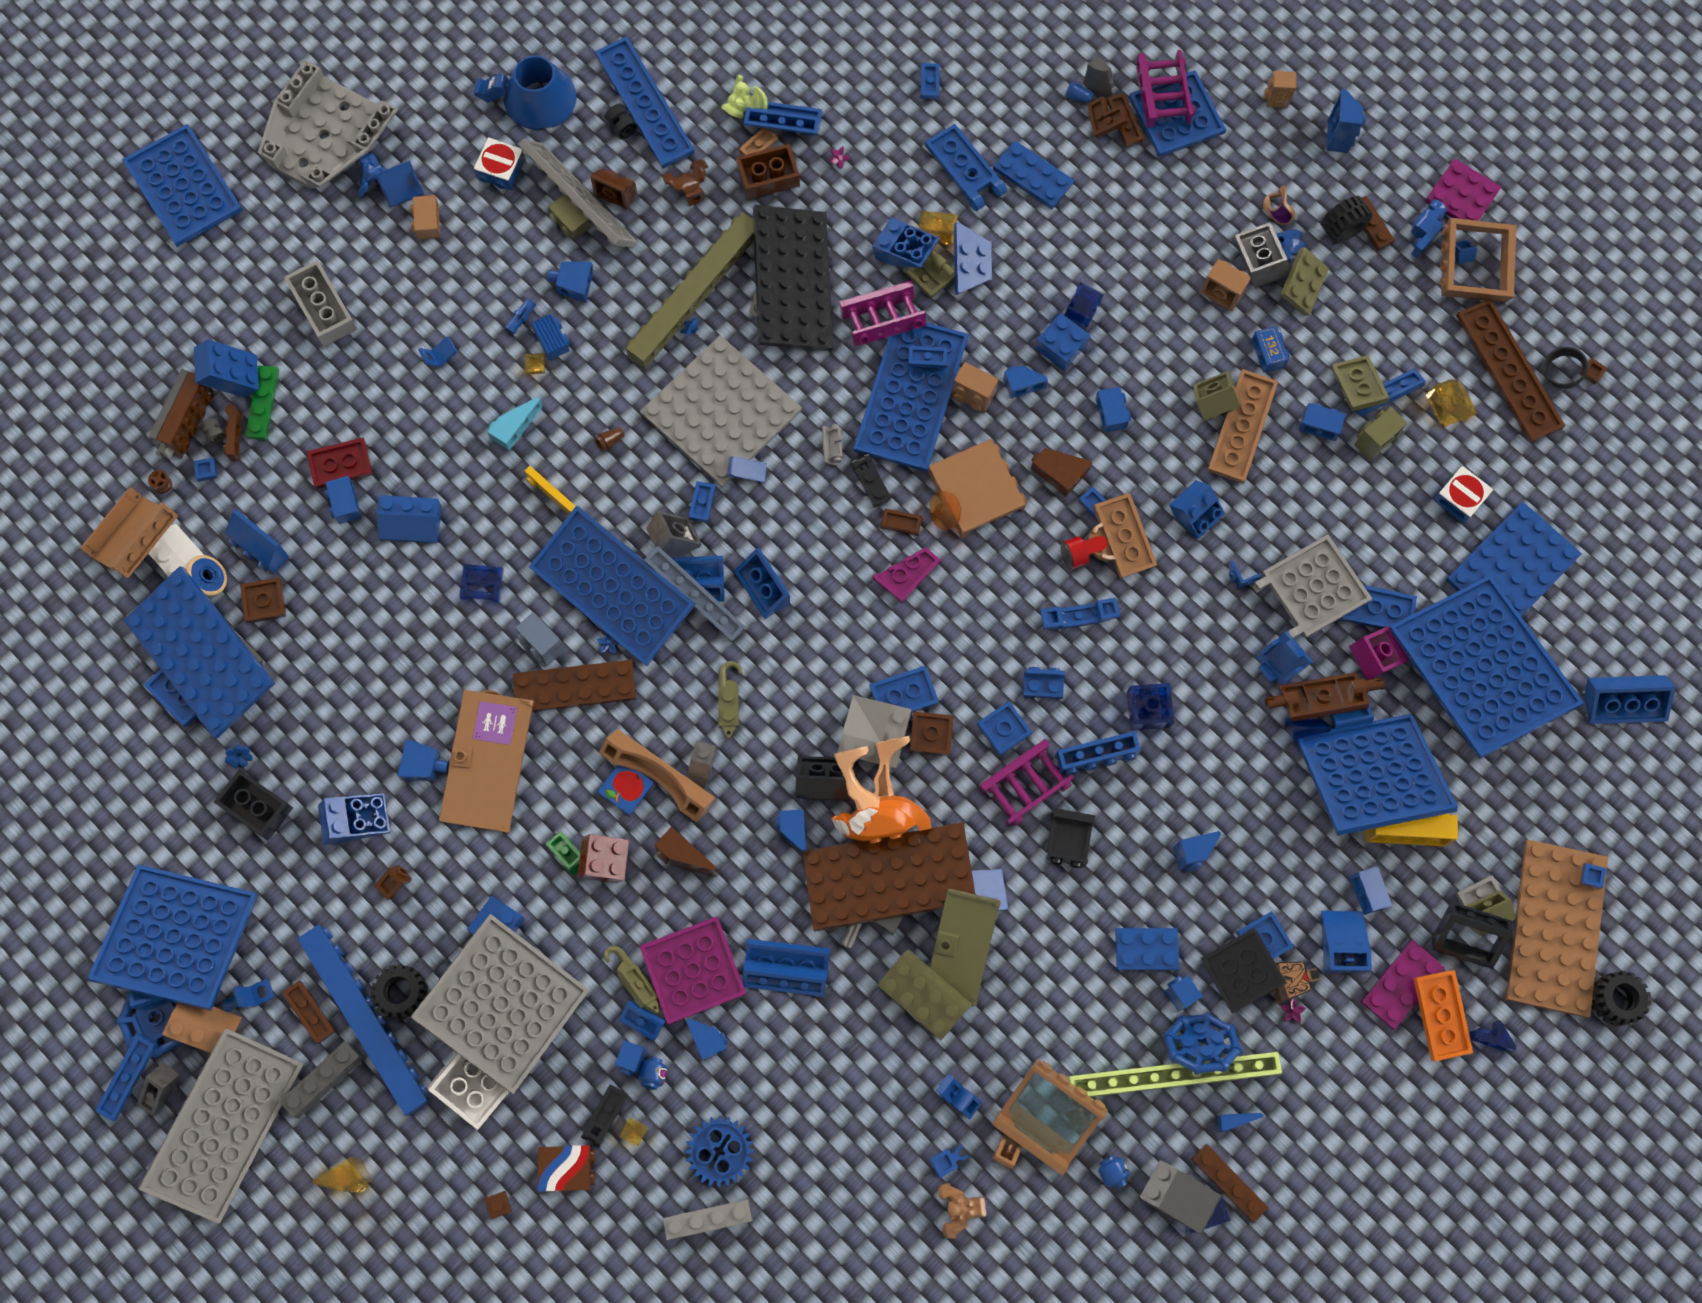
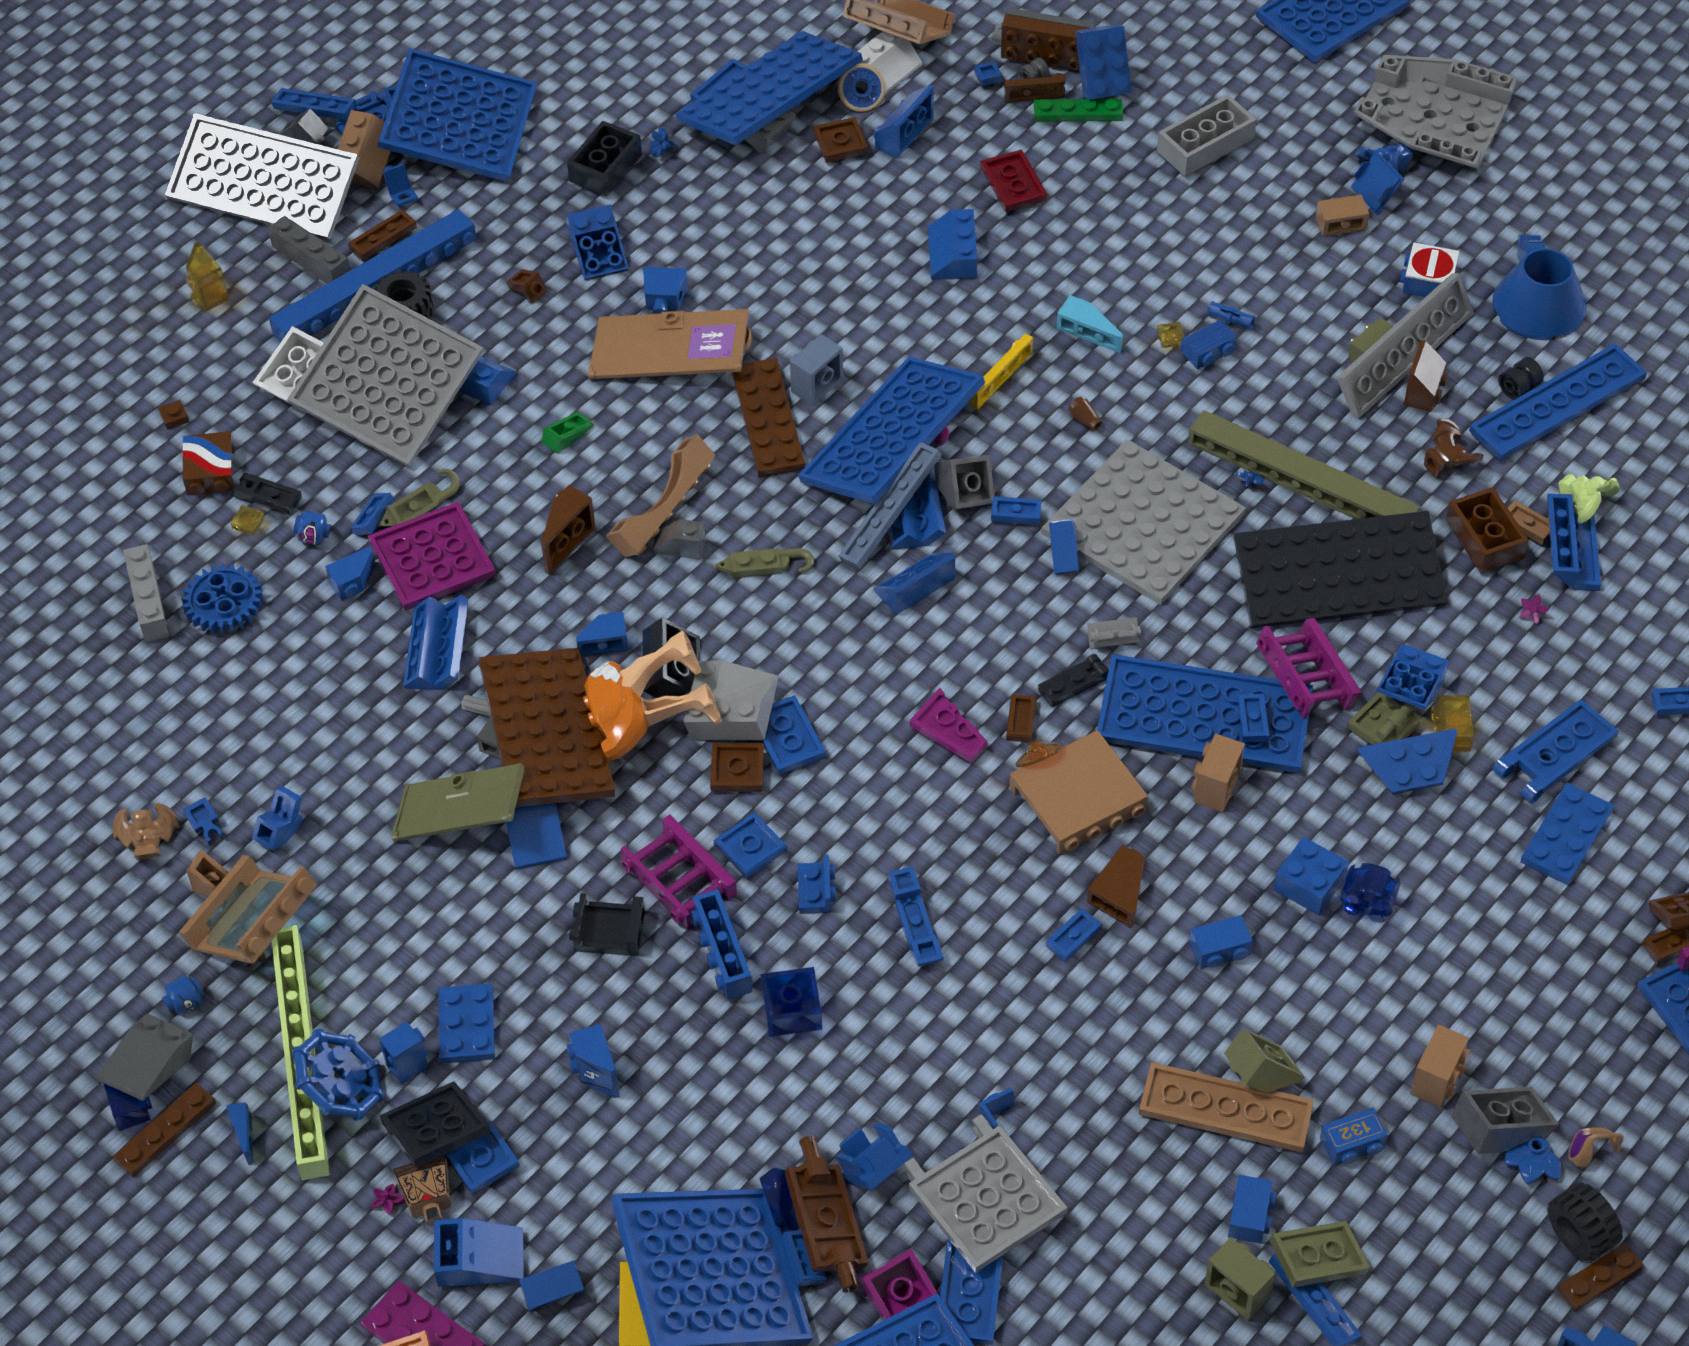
camera: 90 degrees right, 20 degrees down
(156, 478) = (967, 40): reddish brown wheel -> none
(343, 500) = (968, 188): blue brick -> none
(440, 353) = (1164, 249): blue bracket -> none
(481, 576) = (891, 319): clear blue plate -> none
(573, 279) = (1290, 358): blue torso -> none
(603, 858) = (557, 454): brick -> none
(607, 644) = (821, 441): blue plant -> none
(625, 788) = (645, 475): tile -> none
(630, 1058) = (328, 497): blue brick -> none
(924, 994) = (401, 774): olive brick -> none
(1023, 381) = (1242, 833): blue slope -> none
(1116, 539) = (1027, 951): medium nougat plate -> none
(1197, 508) = (1087, 1052): blue slope -> none
(1304, 281) = (1472, 1176): olive plate -> none

